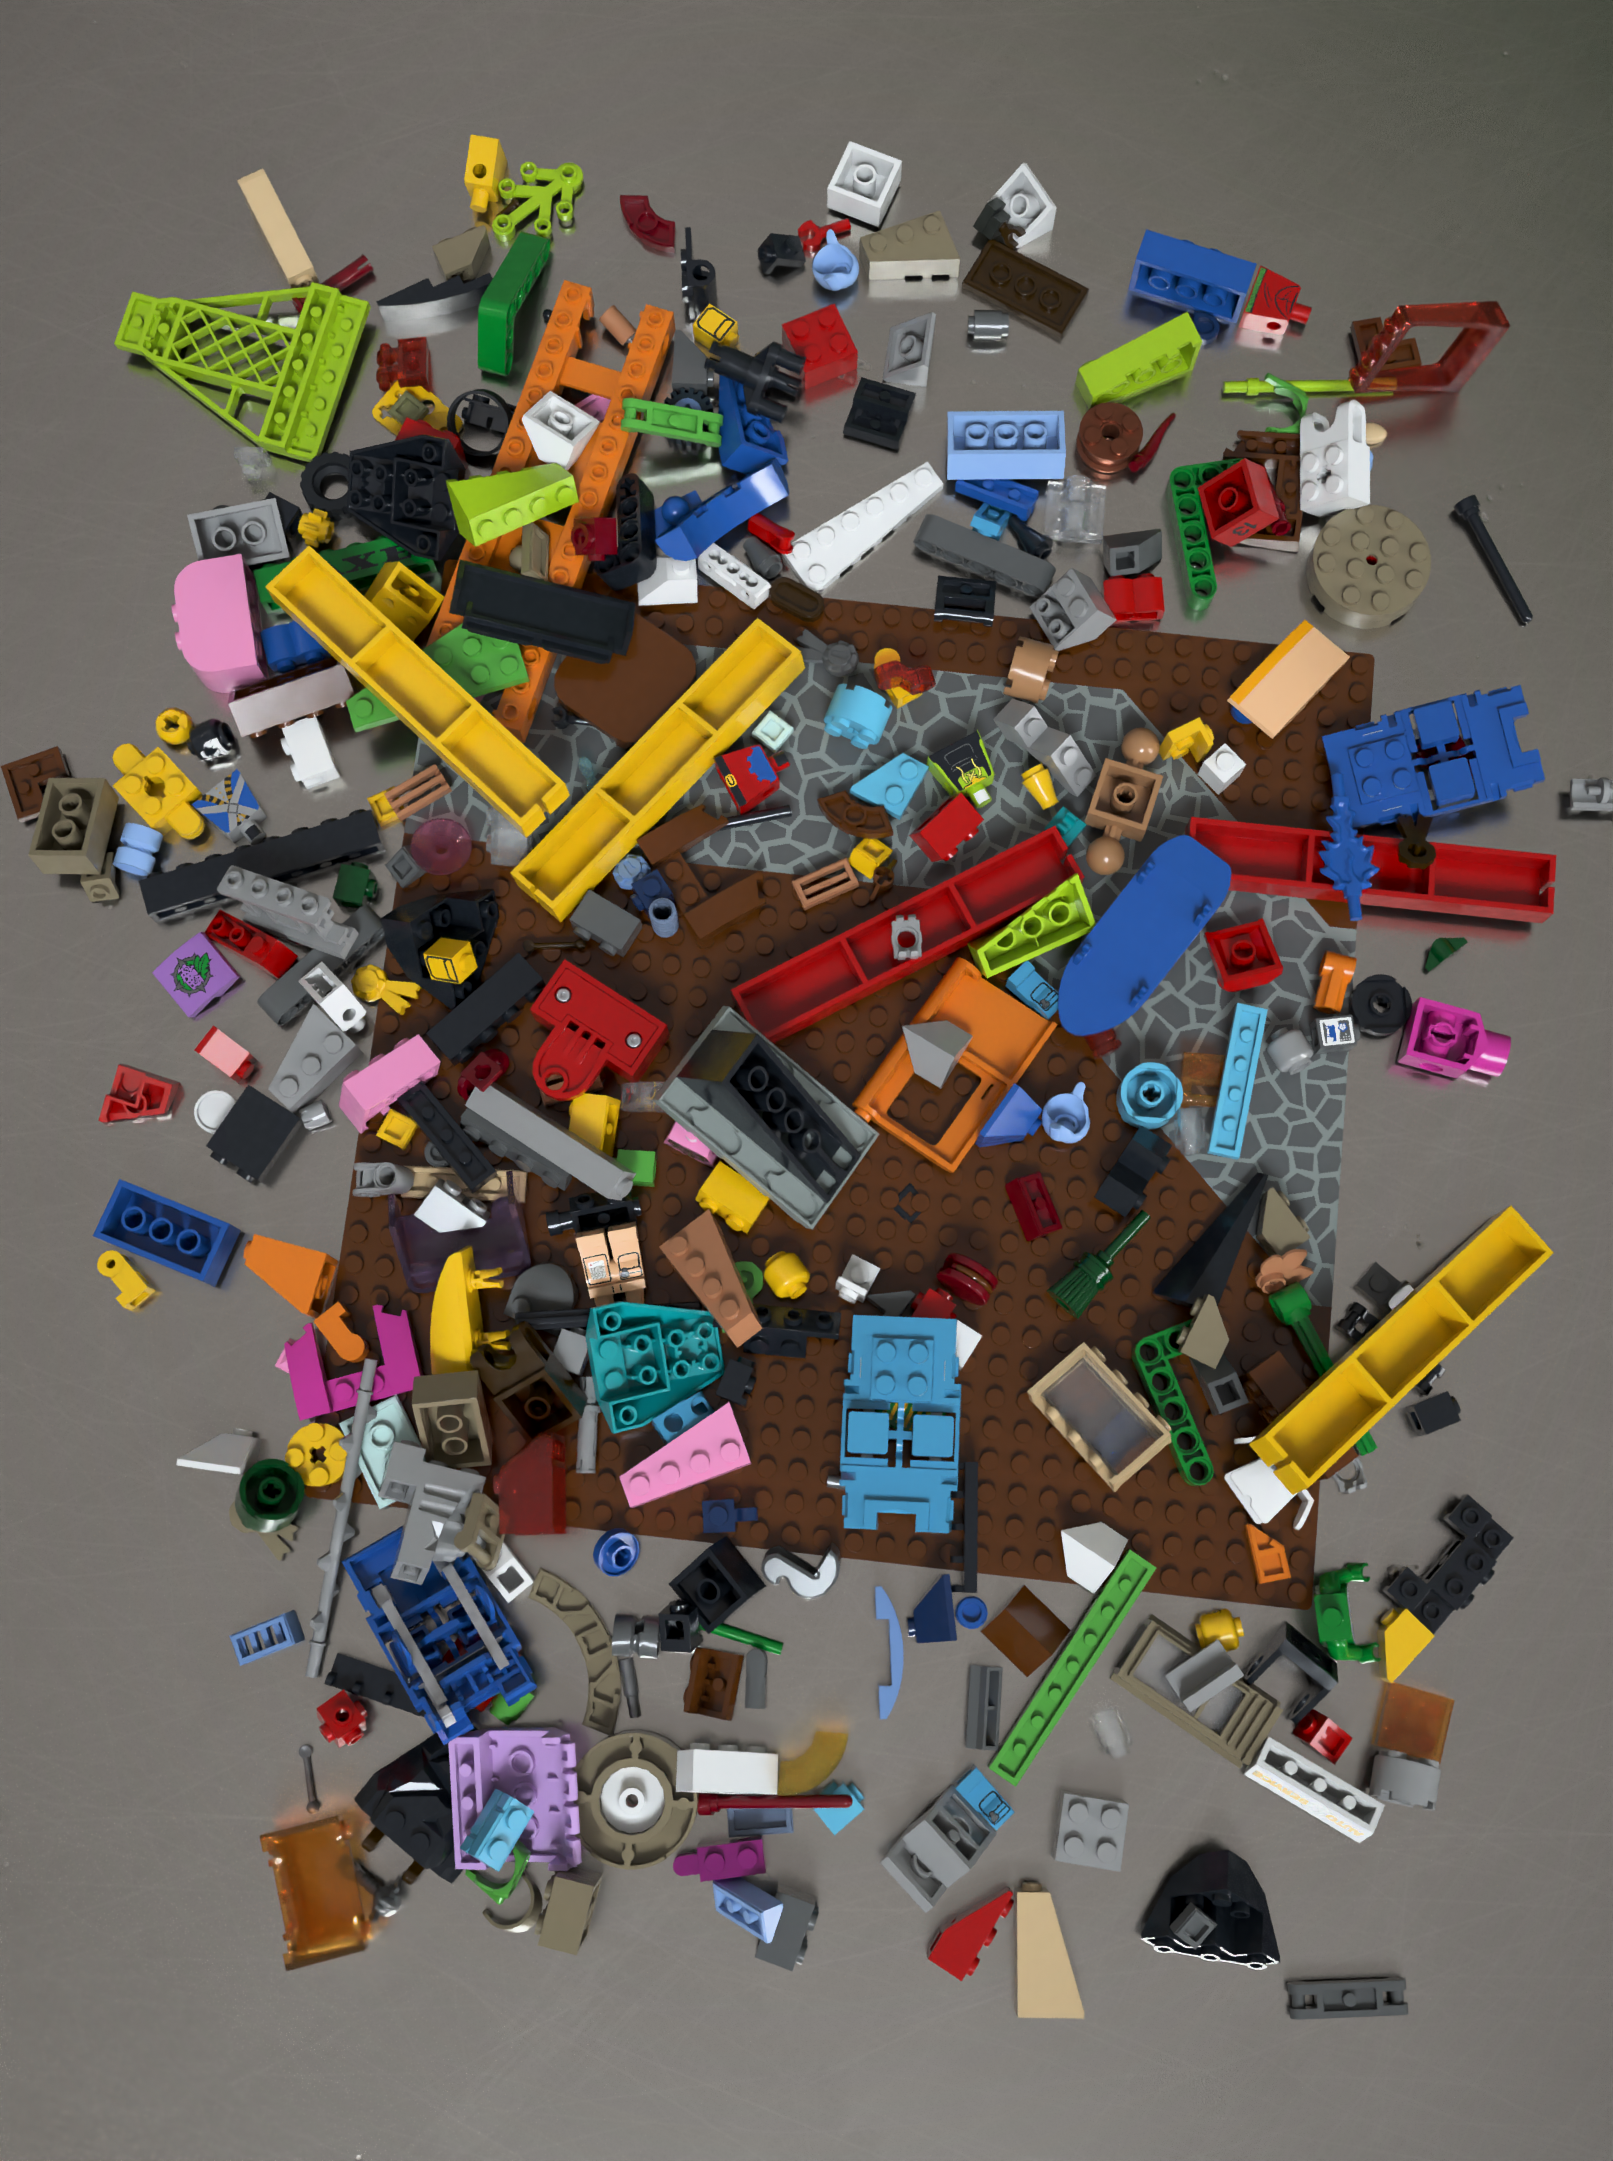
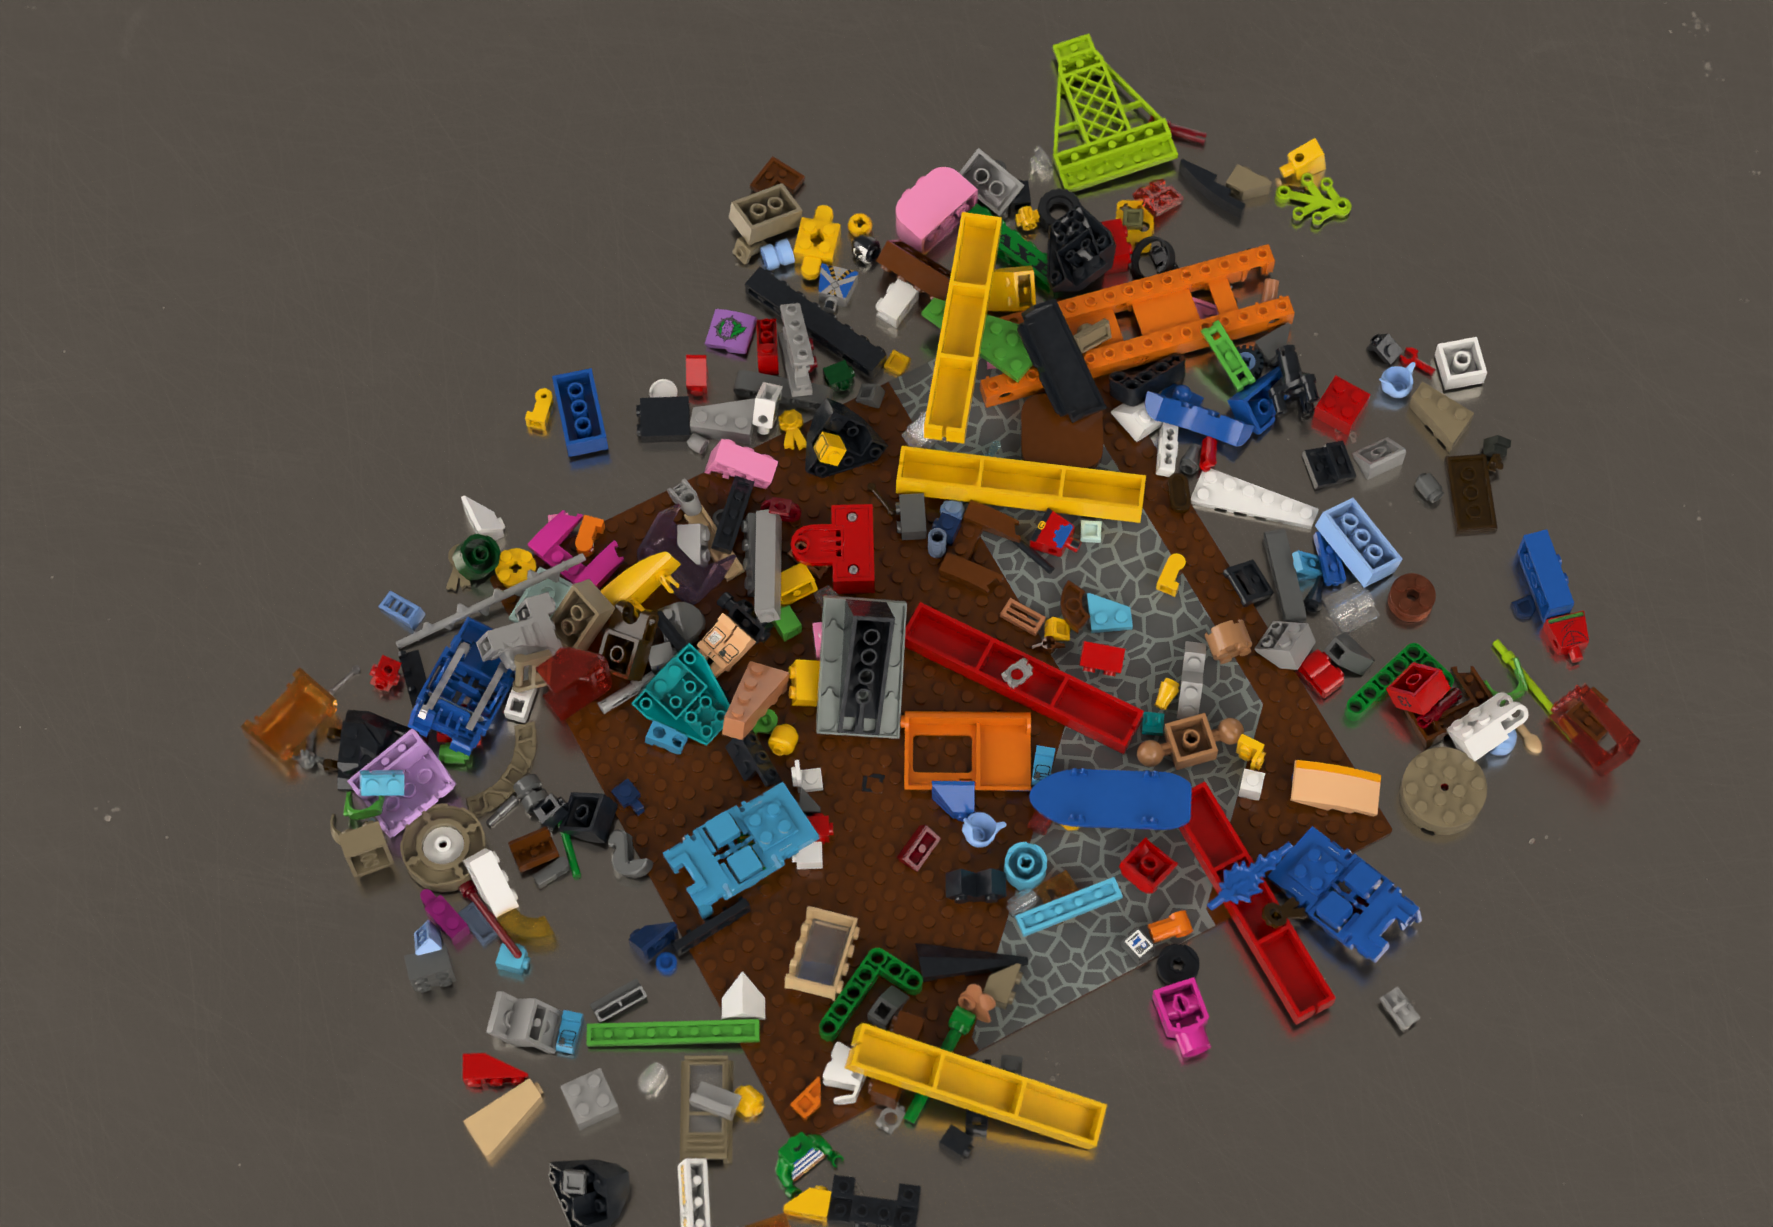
camera: 55 degrees right, 10 degrees down
(137, 1094) = (644, 348): red slope -> none
(277, 229) = (1184, 81): tan slope -> none
(289, 646) = (944, 249): blue brick -> none
(293, 1271) = (603, 488): orange slope -> none
(397, 1129) = (719, 488): yellow tile -> none
(410, 784) = (915, 364): nougat tile -> none
(441, 834) = (896, 396): clear pink dish -> none
(486, 1010) = (817, 487): black brick -> none
(504, 299) = (1237, 220): green beam -> none
(509, 500) = (1111, 301): lime wedge -> none
(558, 430) = (1174, 300): white slope -> none
(567, 719) = (1015, 419): black hand -> none
(594, 537) = (1125, 360): dark red brick -> none
(616, 1552) = (569, 753): blue plate -> none
(646, 224) = (1345, 266): dark red tile -> none
(692, 1458) = (647, 756): bright pink wedge -> none
(698, 286) = (1325, 316): black piece -> none
(715, 326) = (1308, 344): yellow brick -> none
(737, 1381) = (706, 752): black brick -> none
(837, 658) = (1159, 536): dark grey piece -> none
(857, 715) = (1130, 566): medium azure brick -> none
(888, 1692) = (591, 946): medium blue slope -> none
(912, 680) = (1174, 582): clear red piece -> none
(935, 1049) = (968, 733): light grey slope -> none
(964, 769) = (1145, 646): torso -> none
(967, 1279) = (848, 834): dark red head -> none
(1026, 1631) = (676, 997): reddish brown slope -> none
(1027, 205) = (1518, 459): white slope -> none
(1044, 926) = (1083, 744): lime wedge -> none
(1092, 1271) = (902, 900): dark green piece -> none
(1141, 362) = (1468, 584): lime wedge -> none
(1148, 452) = (1425, 625): dark red animal -> none
(1206, 1334) = (906, 977): dark tan slope -> none
(1290, 1050) = (1110, 927): light grey head -> none
(1307, 1657) = (765, 1154): black hose -> none
(1322, 1735) = (728, 1195): red bracket -> none
(1442, 949) = (1237, 980): dark green piece -> none
(1469, 510) = (1526, 827): black piece -> none

